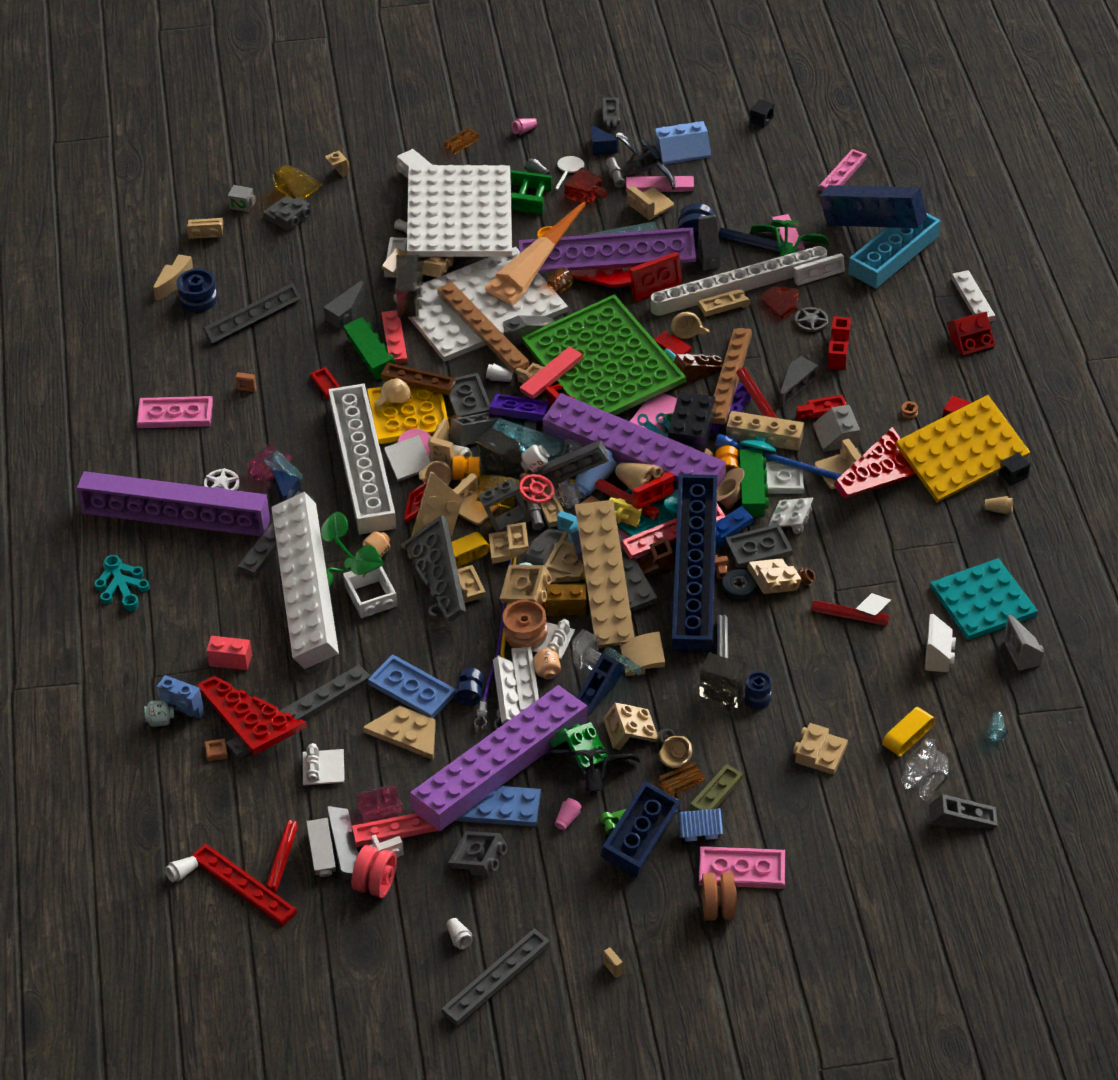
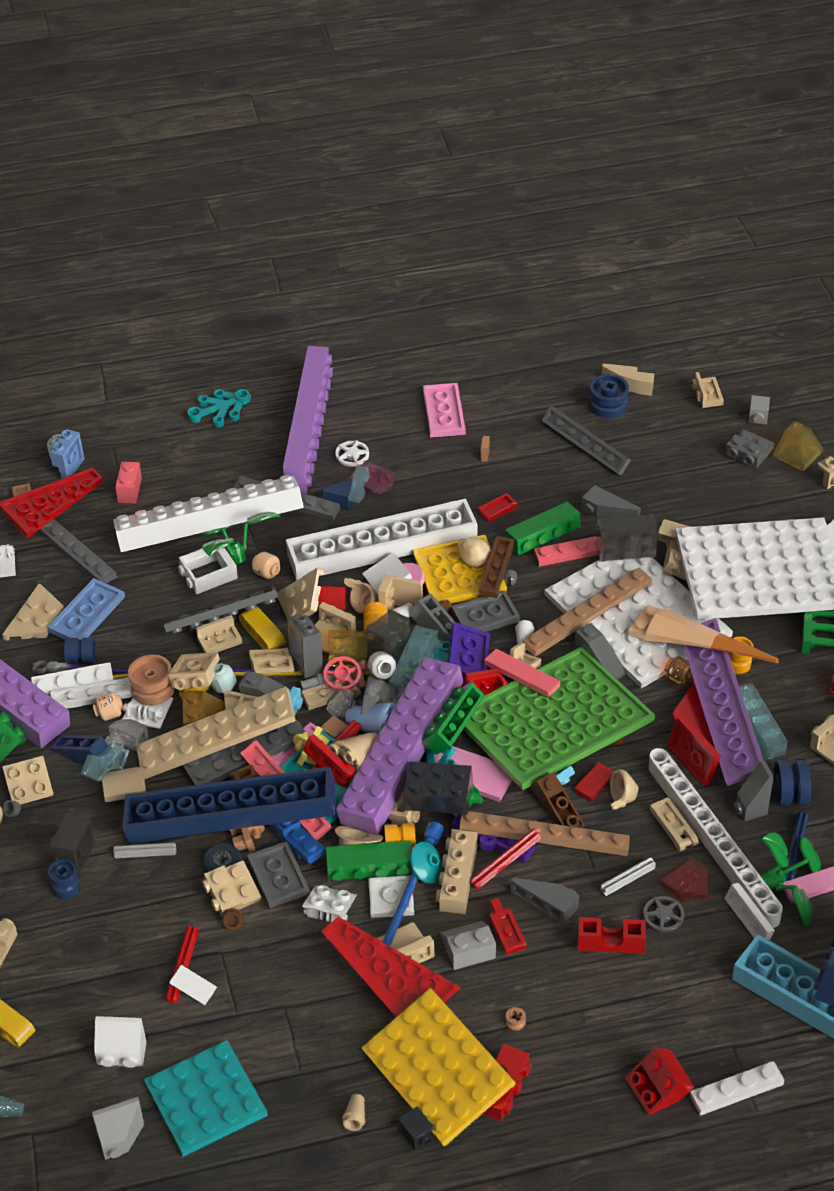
camera: 85 degrees right, 0 degrees up
(622, 408) = (453, 718): none -> green brick
(774, 335) = (627, 876): none -> axle

